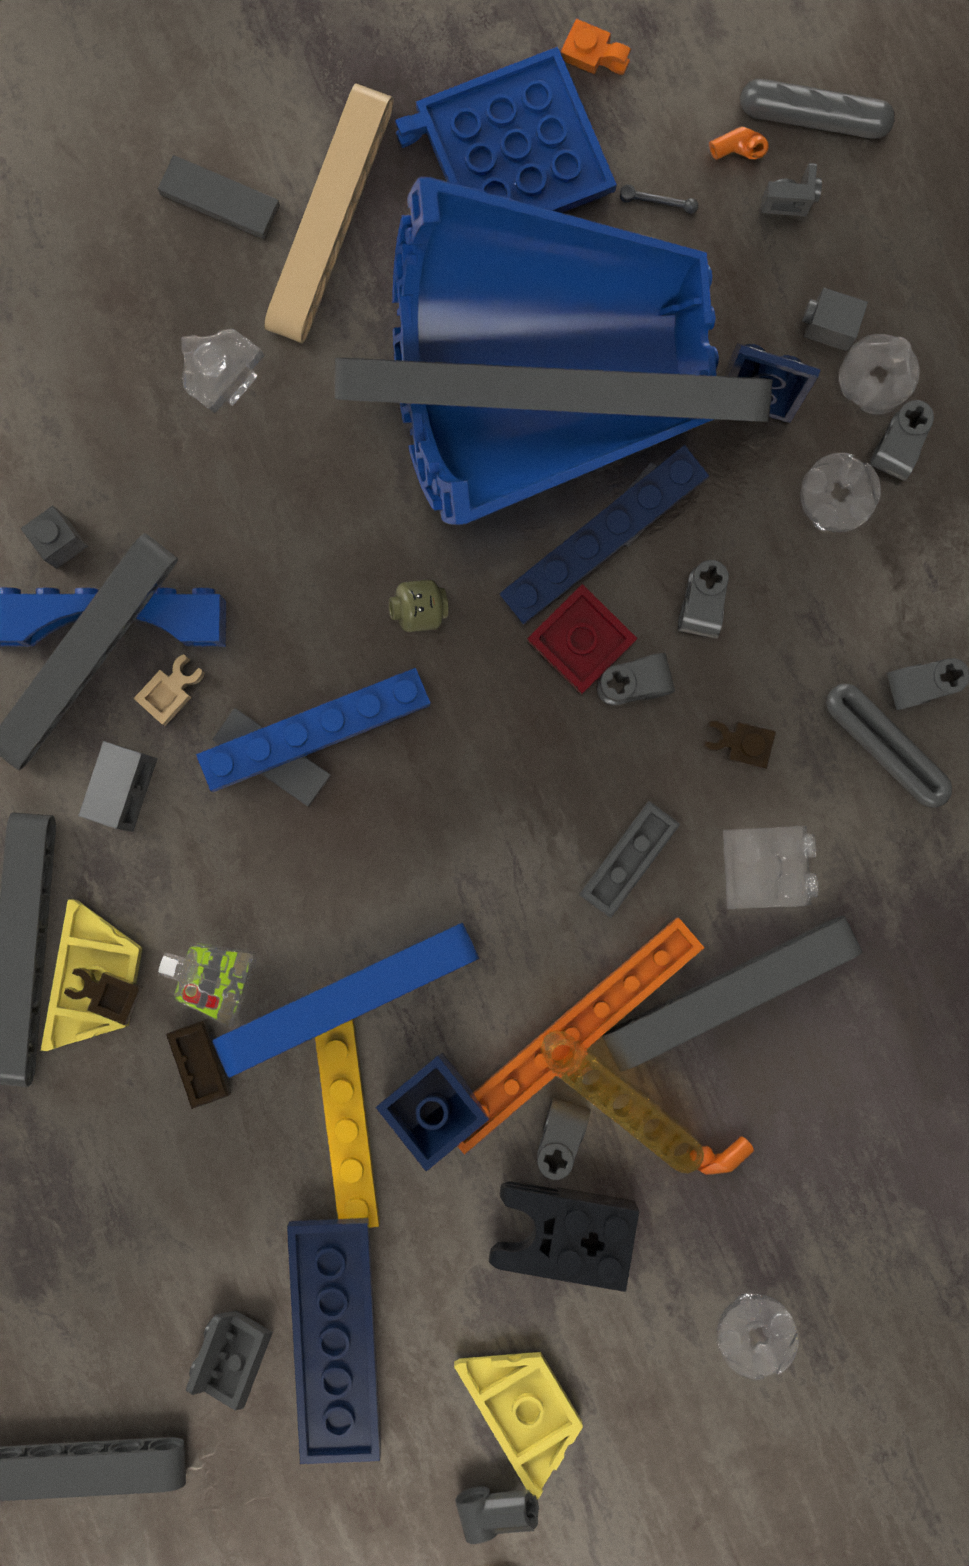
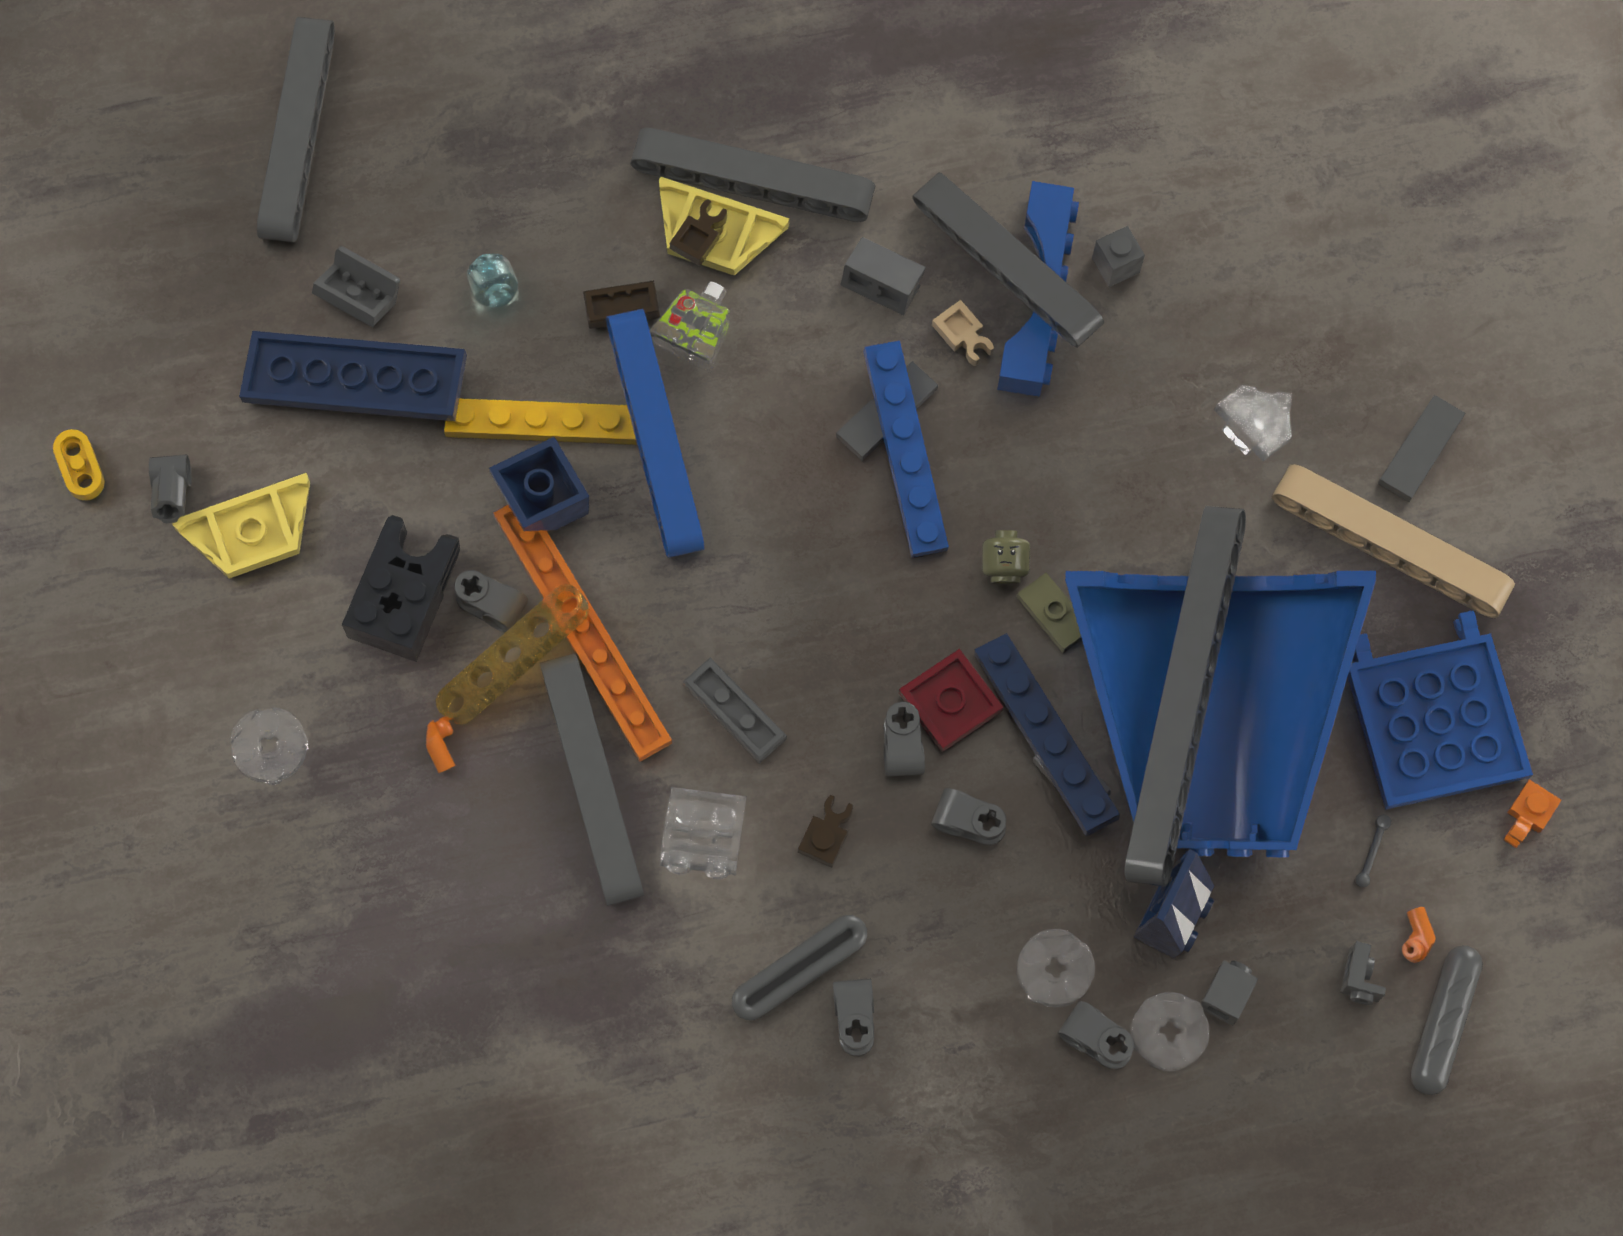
camera: 100 degrees right, 15 degrees down
(195, 1211) = (492, 280): none -> clear light blue head
(465, 550) = (1051, 611): none -> olive plate

